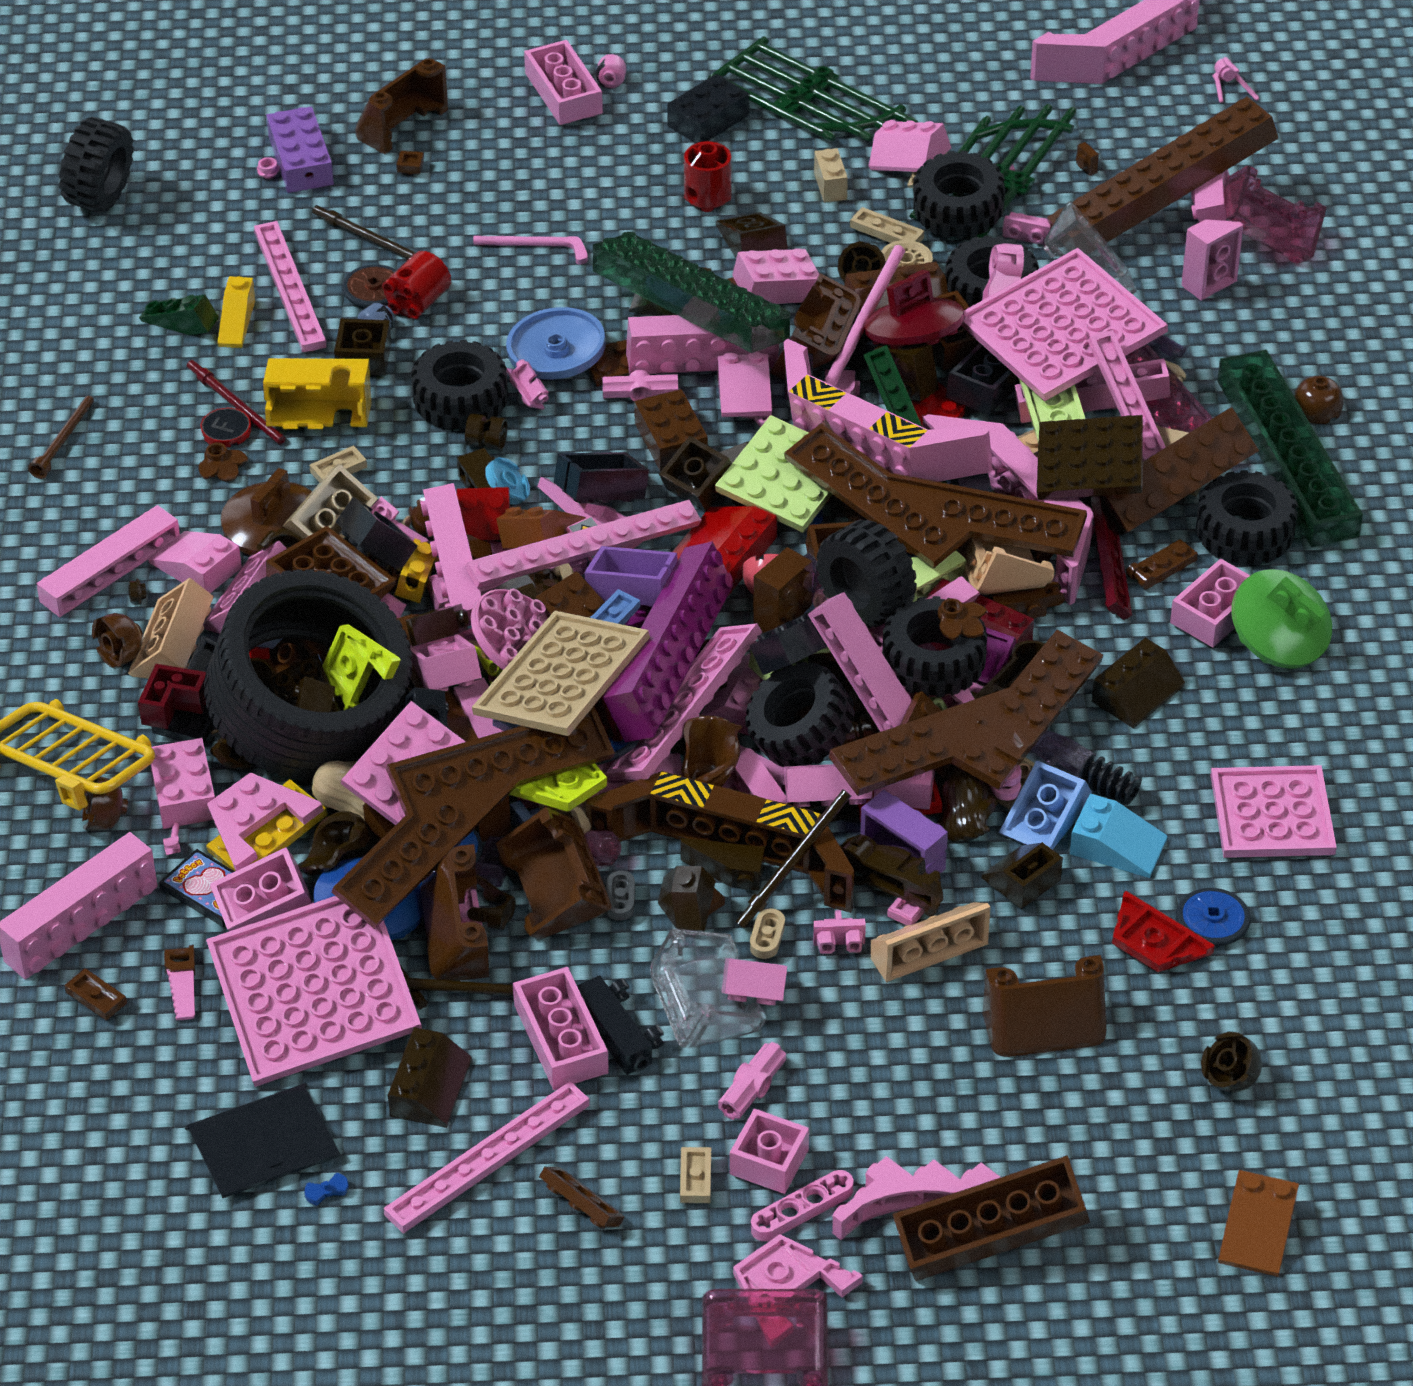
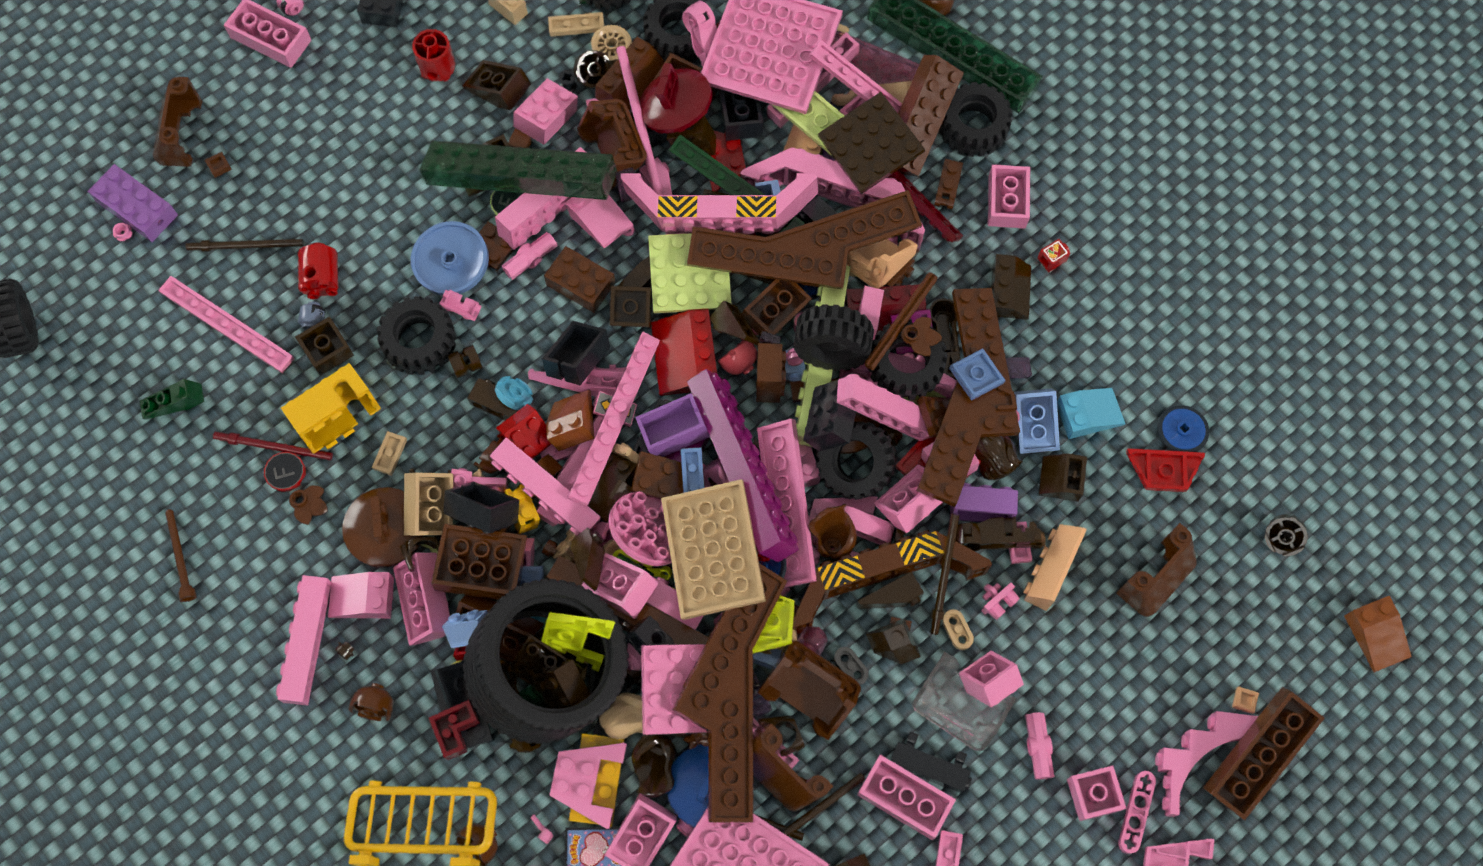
camera: 40 degrees left, 25 degrees up
(173, 629) = (399, 668): light nougat slope -> none
(182, 782) = (514, 784): bright pink brick -> none
(236, 311) = (209, 372): yellow slope -> none
(365, 283) = (270, 288): copper wheel -> none
(571, 242) = (381, 163): bright pink piece -> none
(695, 1175) = (1064, 839): tan plate -> none
(786, 531) = (731, 321): none -> dark brown slope
(828, 264) = (567, 80): none -> black bush
(961, 593) = (901, 320): none -> reddish brown axle
(1000, 702) = (977, 374): none -> medium blue tile
(1110, 782) = (1056, 371): black piece -> none
(1219, 683) = (1054, 255): none -> red brick
(1273, 811) = (1155, 329): bright pink plate -> none
(1281, 619) = (1058, 185): bright green bracket -> none

